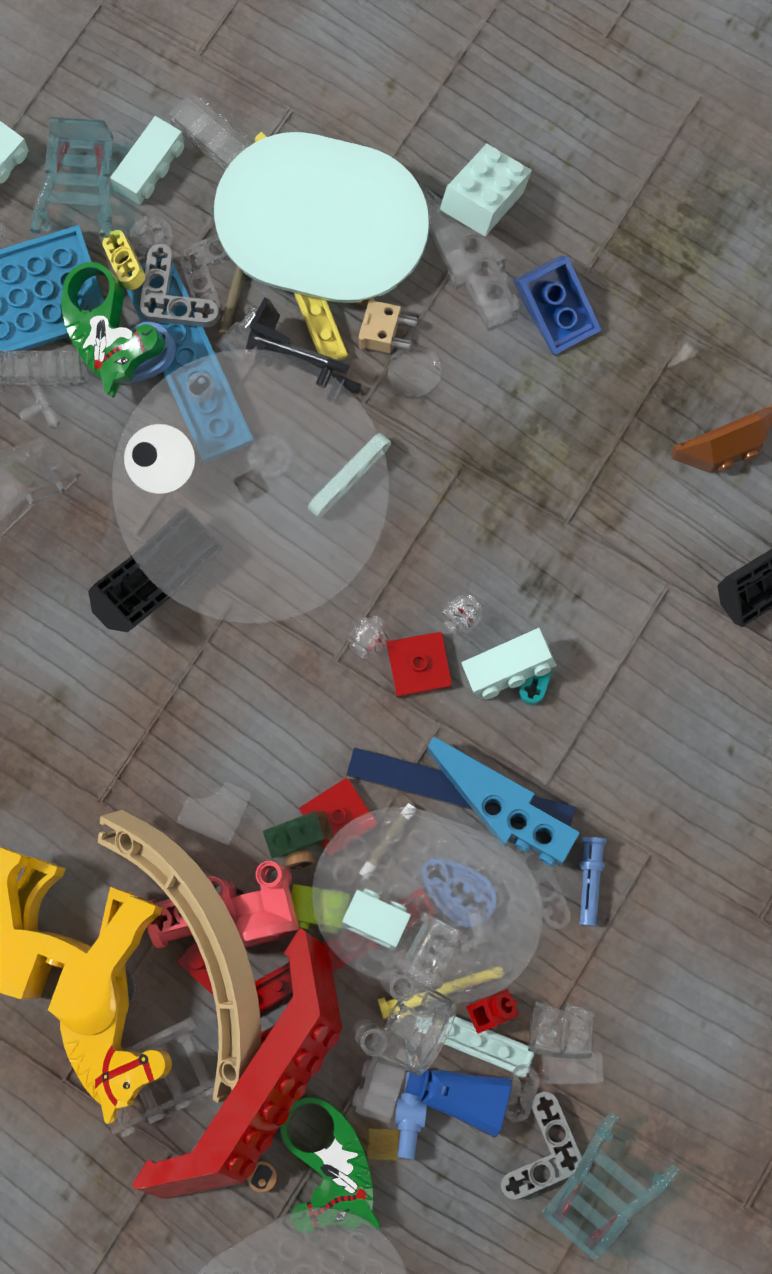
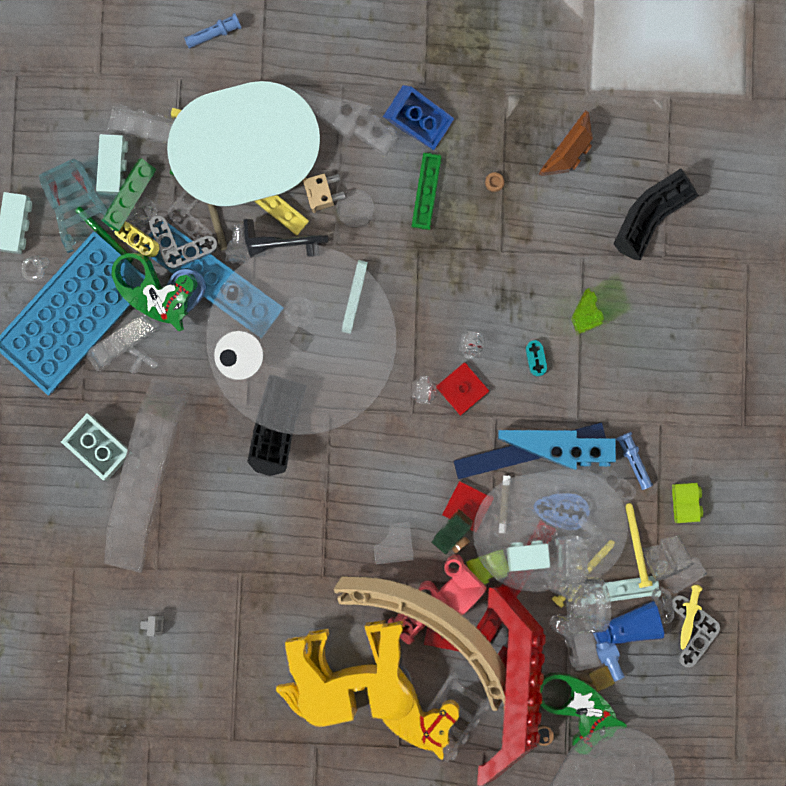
camera: 30 degrees left, 10 degrees up
(89, 238) = (103, 234): none -> green bar
(146, 203) = (128, 194): none -> green plate
(376, 75) = (221, 28): none -> medium blue pin
(485, 189) = (334, 69): light aqua brick -> none
(492, 1011) = (622, 569): red brick -> none
(509, 664) = (517, 360): light aqua brick -> none
(513, 1047) = (637, 547): none -> light yellow bar
(515, 399) = (426, 191): none -> green tile
(556, 1120) = (692, 608): none -> light yellow sword
(608, 433) = (494, 182): none -> medium nougat tile
(608, 1230) = (754, 654): clear light blue hand -> none
(628, 974) = (686, 502): none -> lime brick
(631, 658) = (586, 315): none -> clear neon green slope

